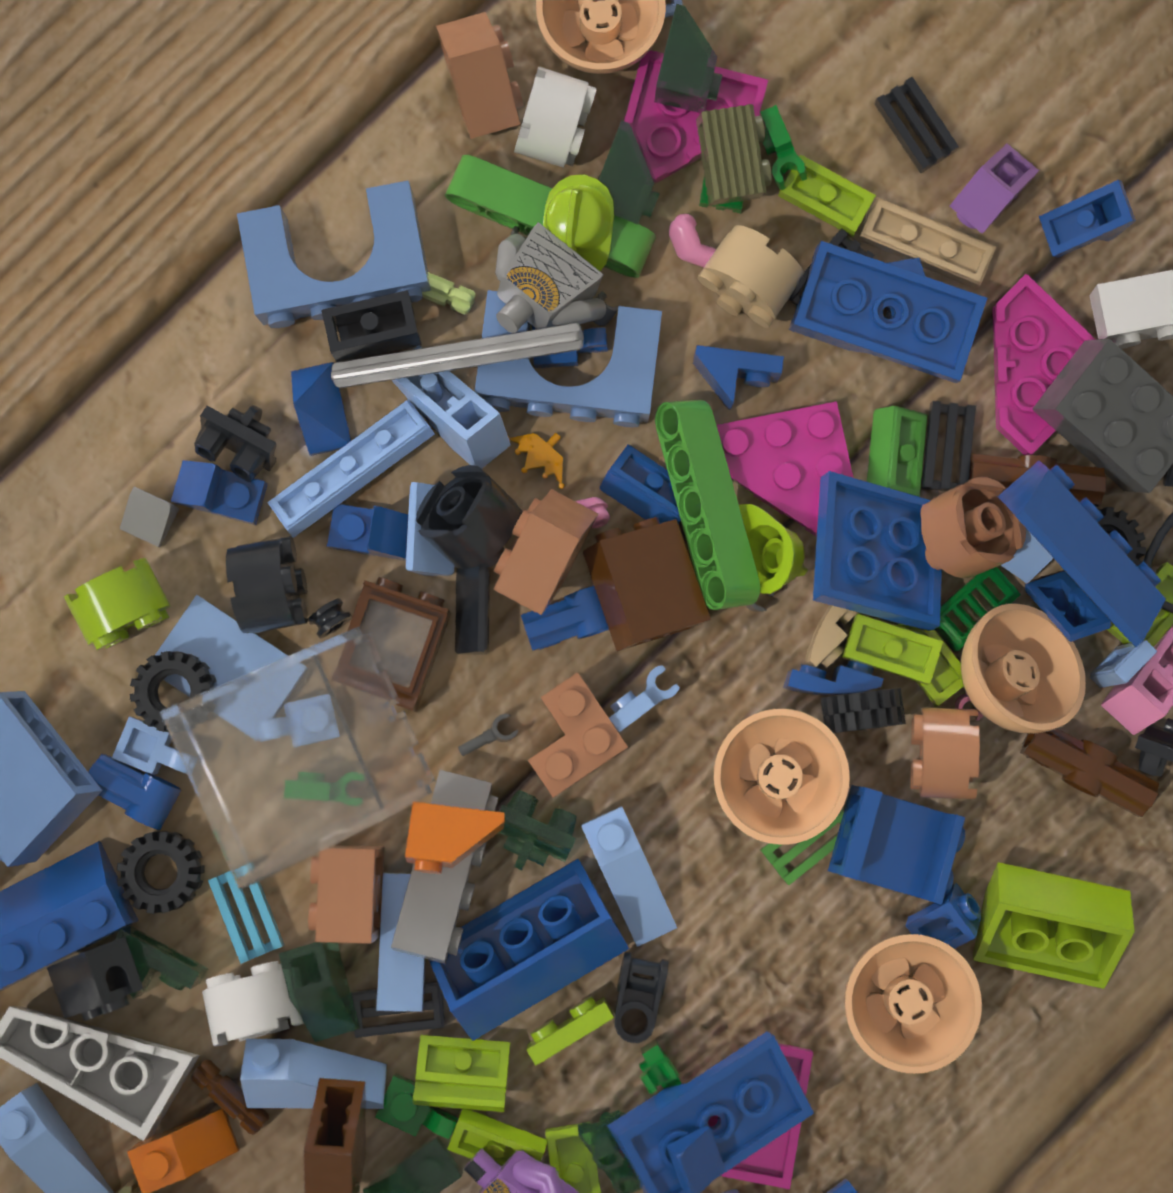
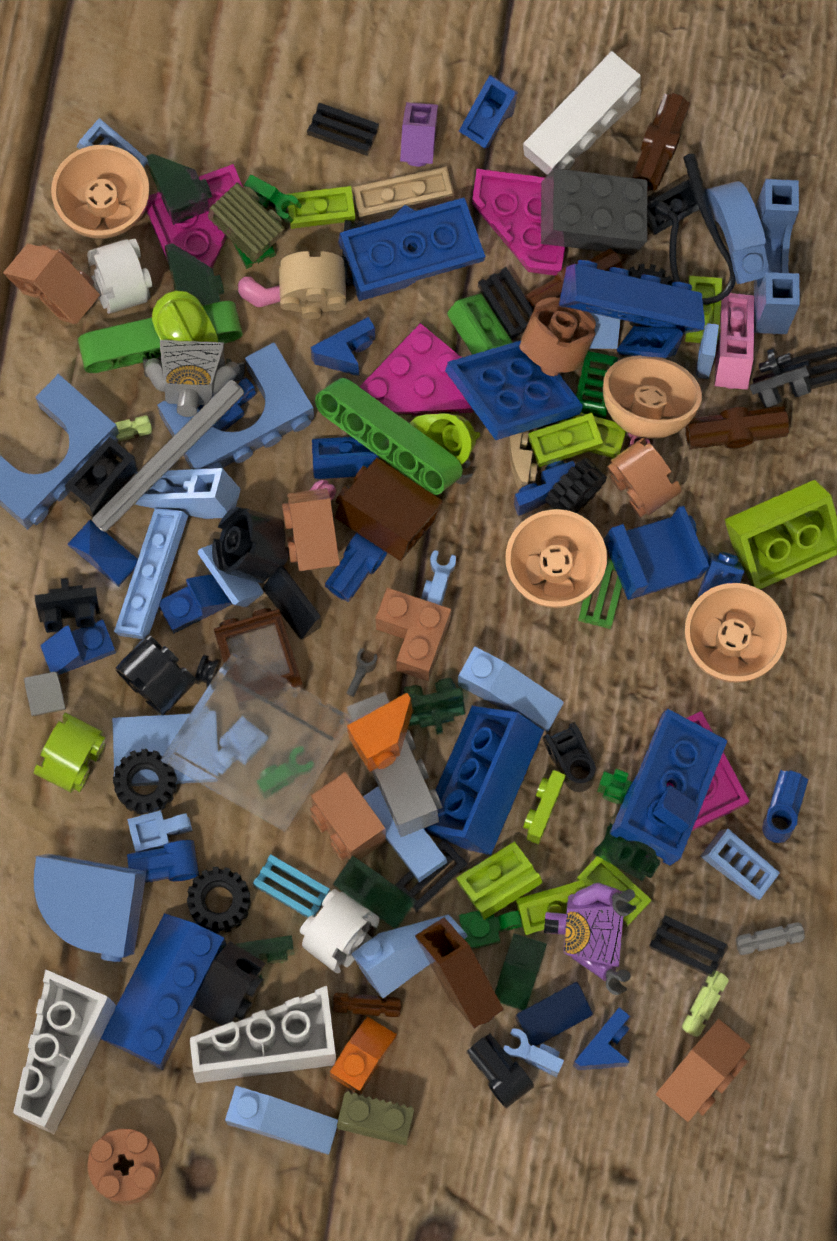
camera: 35 degrees left, 10 degrees down
(540, 455) = (263, 482): light orange piece -> none

